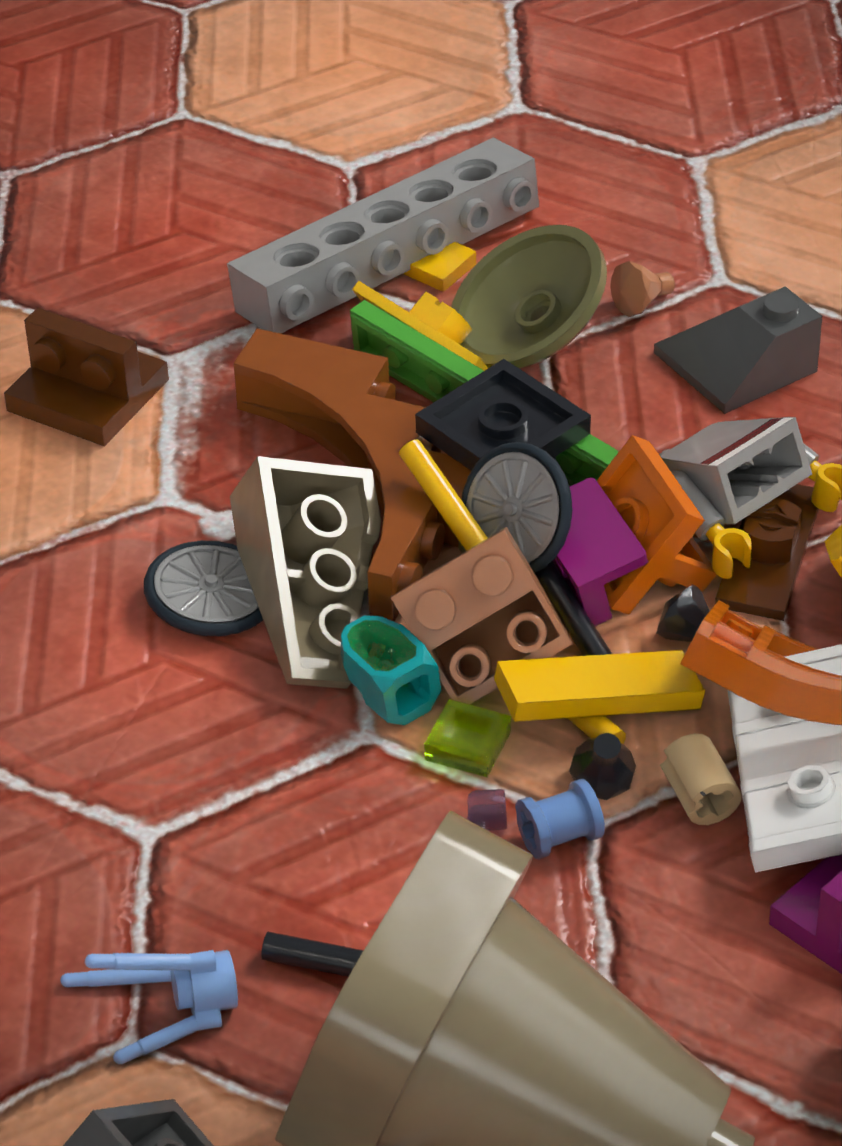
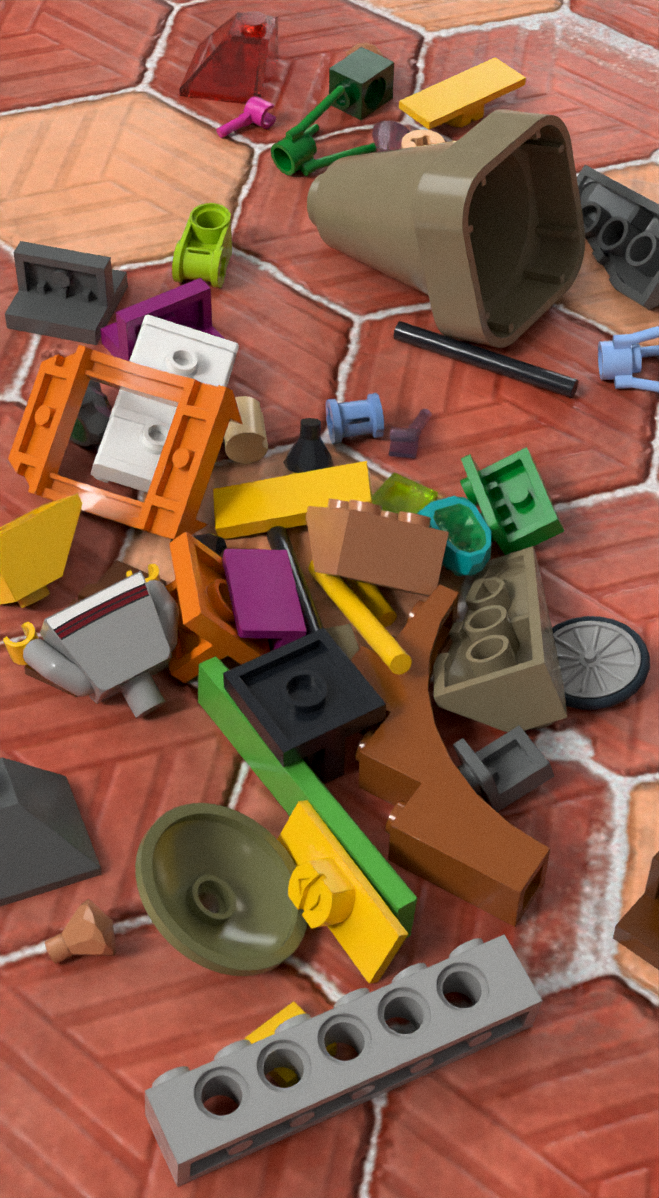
camera: 170 degrees left, 5 degrees up
(309, 439) = (504, 768): none -> dark grey bracket
(331, 732) = (512, 501): none -> green bracket
(527, 494) = (319, 606): light grey wheel -> none

